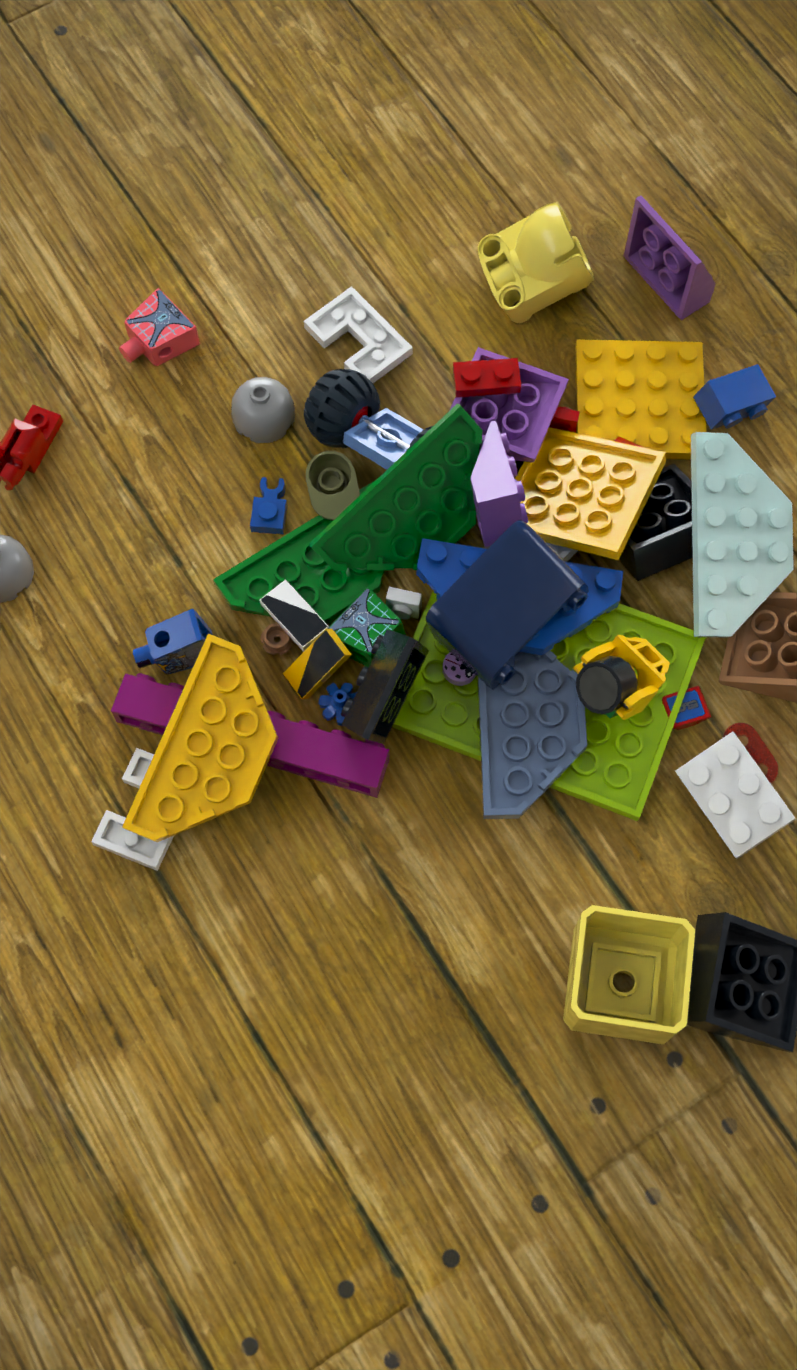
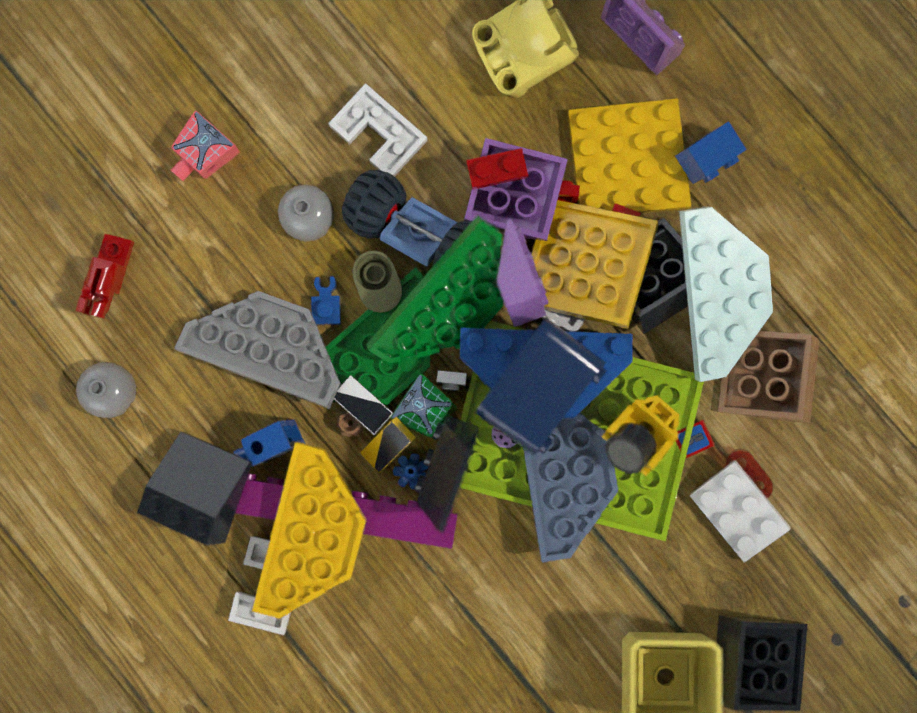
camera: 10 degrees left, 15 degrees up
(82, 681) = (196, 490): none -> black slope
(194, 537) = (265, 343): none -> light grey plate

